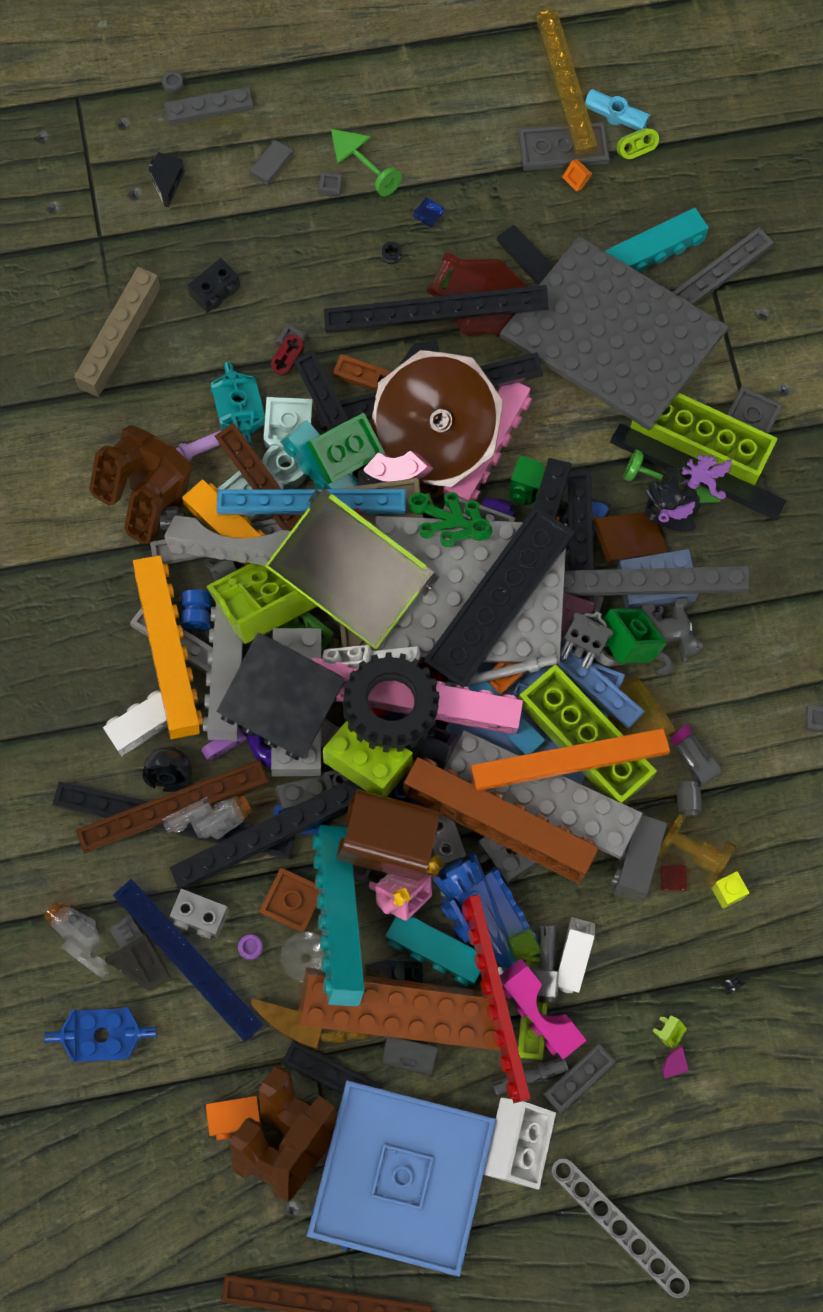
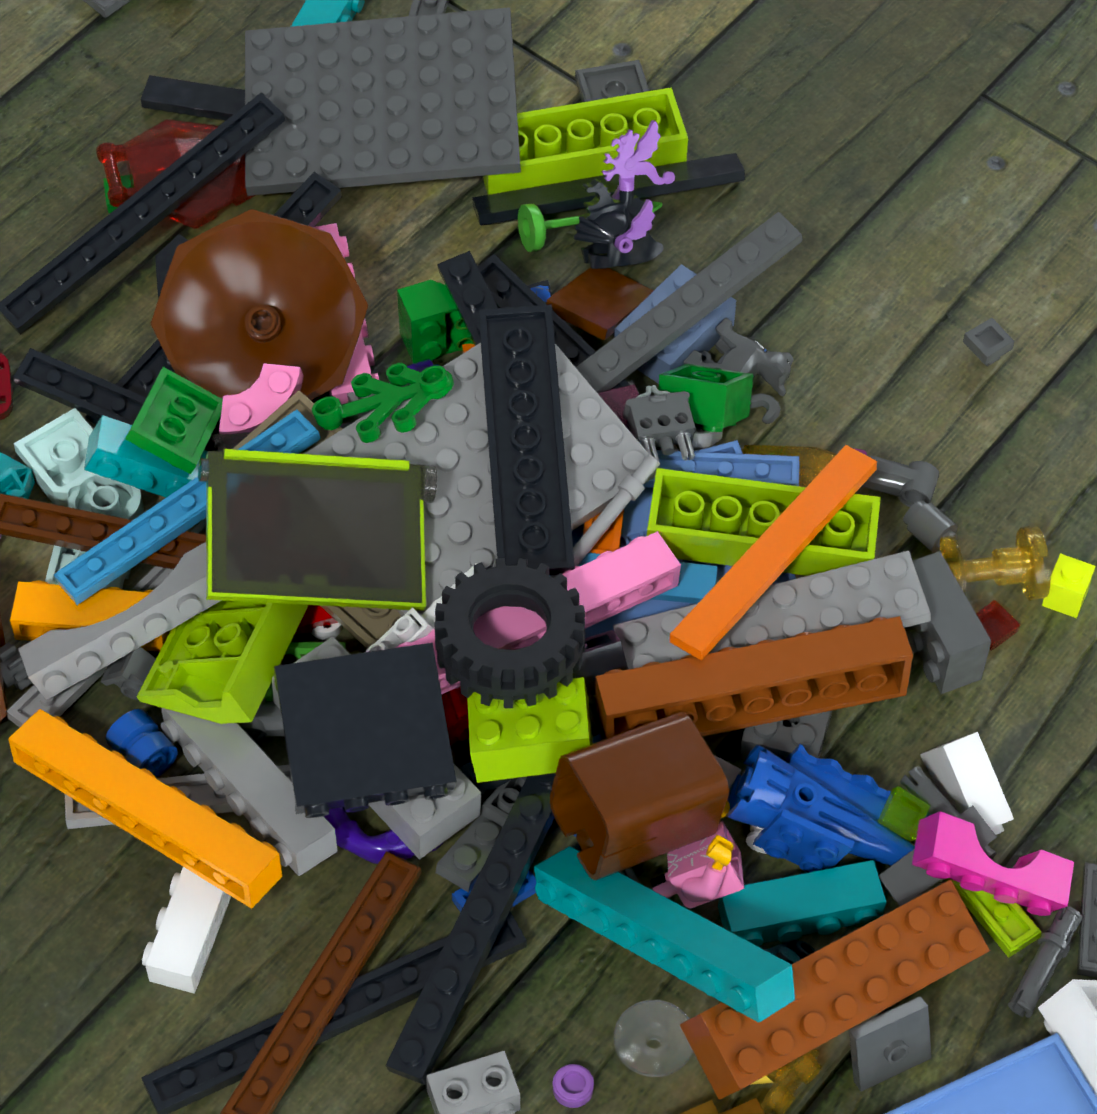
camera: 40 degrees left, 15 degrees down
(167, 769) = (277, 953): black cylinder -> none
(209, 820) = (386, 963): clear plate -> none
(220, 747) = (318, 881): medium lavender beam -> none
(291, 901) = (575, 988): dark orange plate -> none
(359, 372) = (110, 345): dark orange plate -> none
(396, 249) = (23, 189): black bush -> none
(428, 212) = (31, 126): clear blue plate -> none
(497, 1008) = (940, 879): red plate -> none

